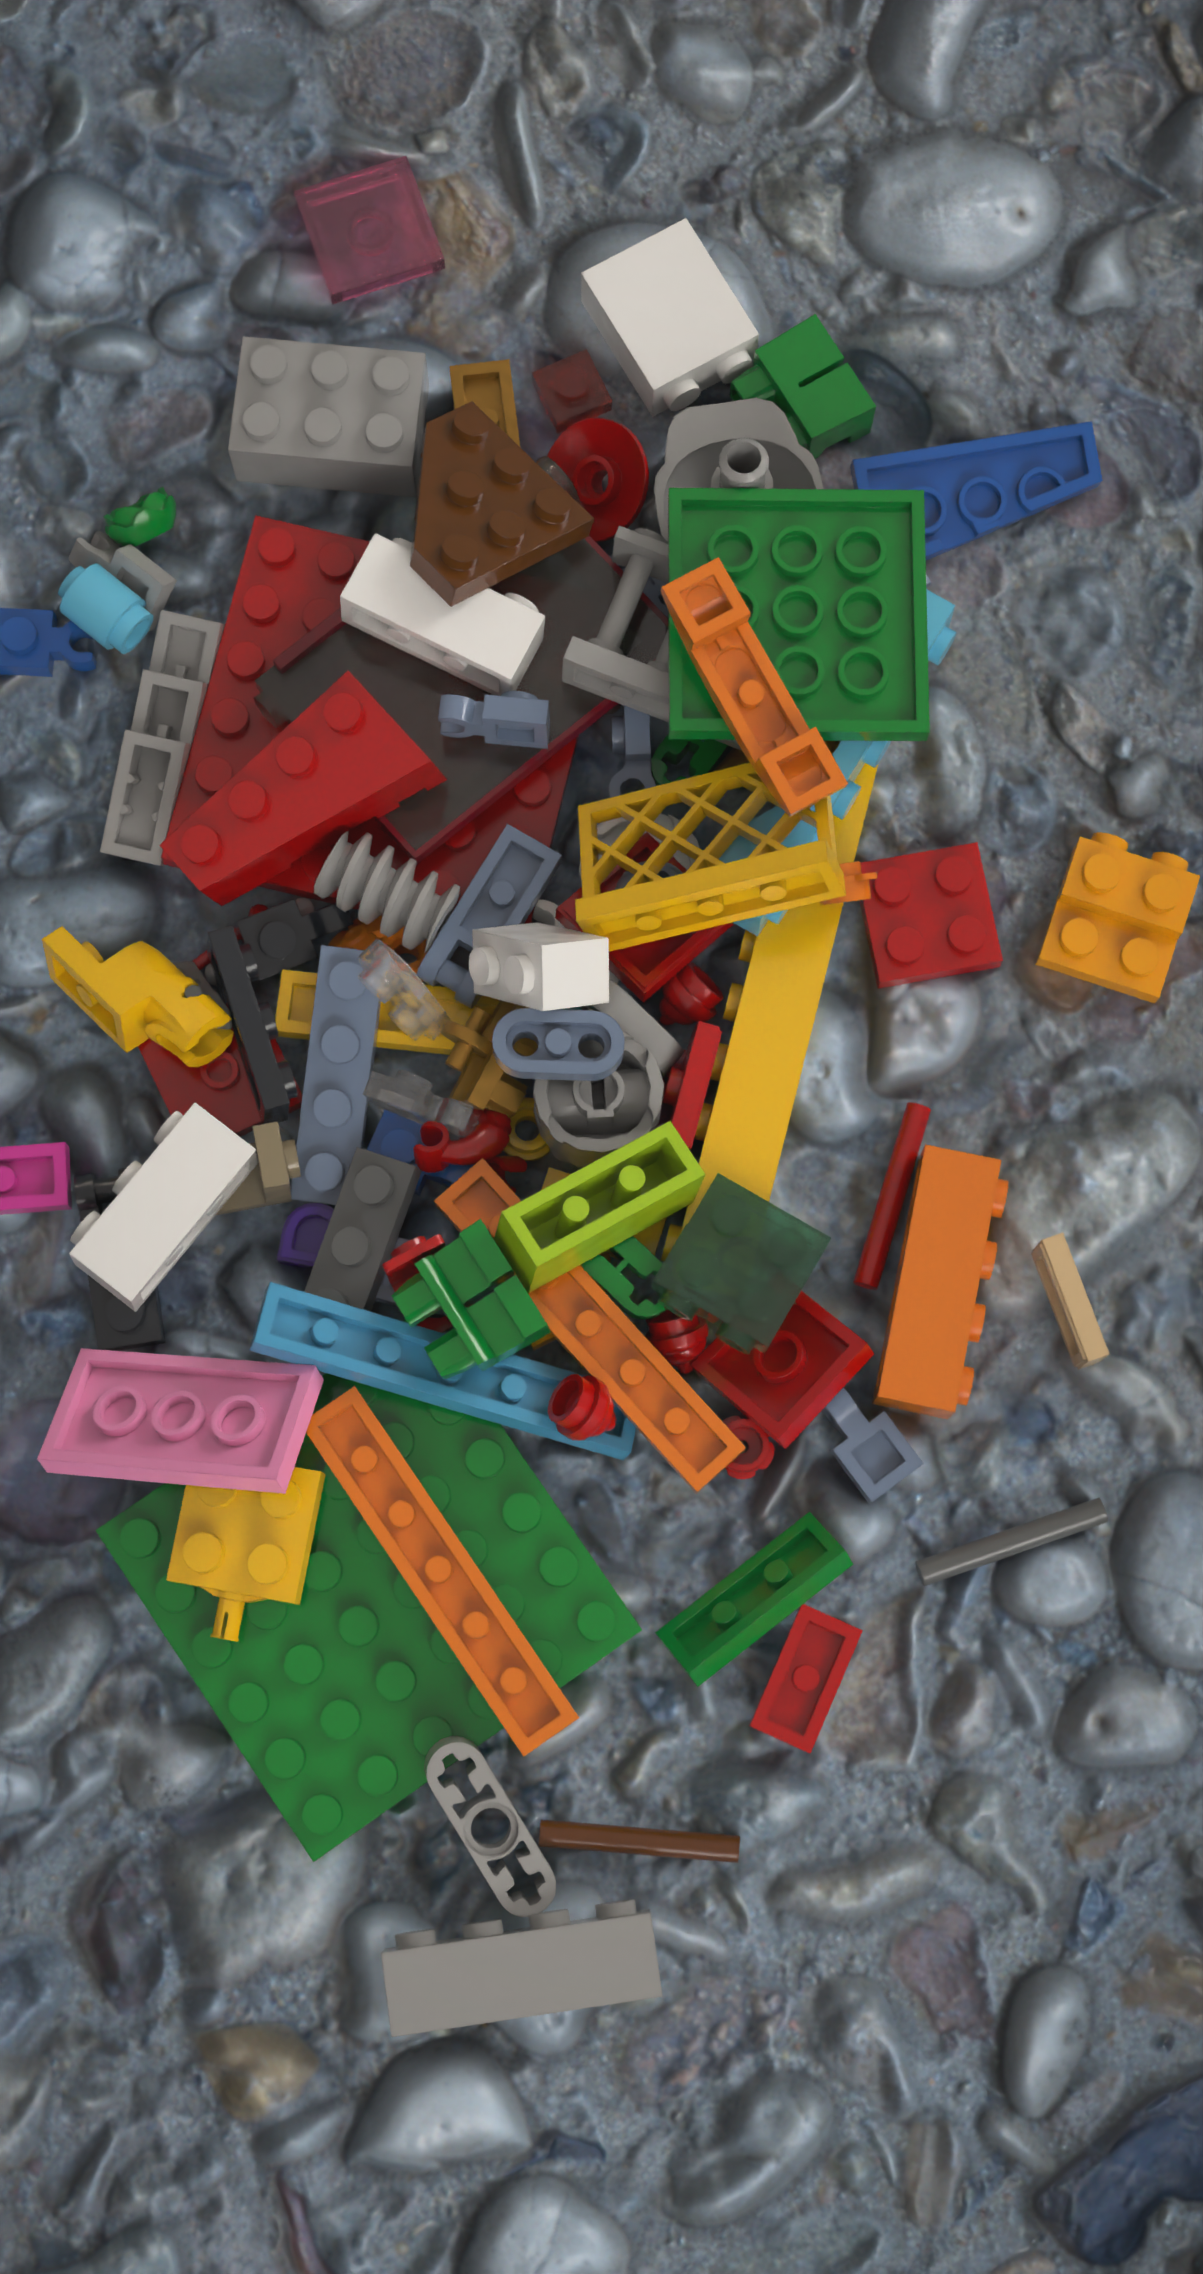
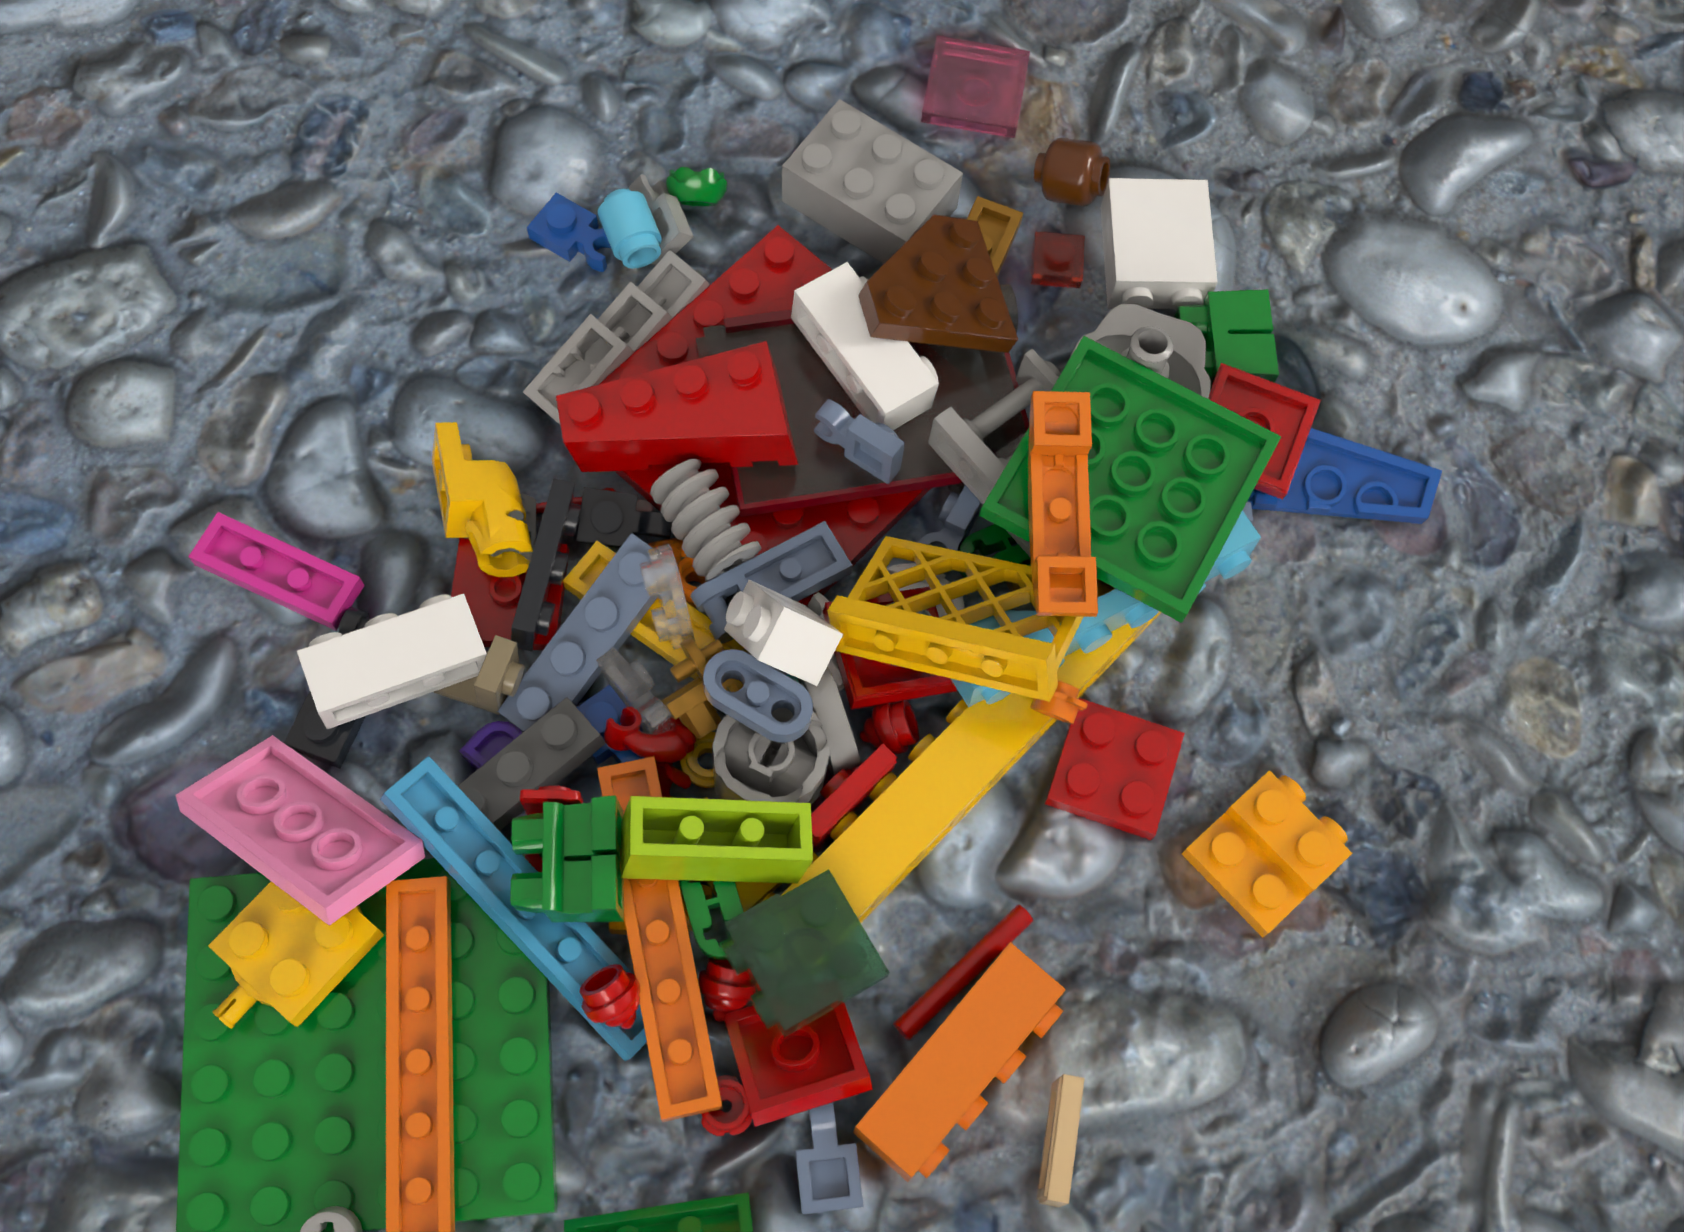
camera: 25 degrees right, 10 degrees down
(534, 281) = (1072, 171): none -> reddish brown head
(589, 453) = (1048, 318): red dish -> none
(887, 457) = (1274, 408): none -> red plate

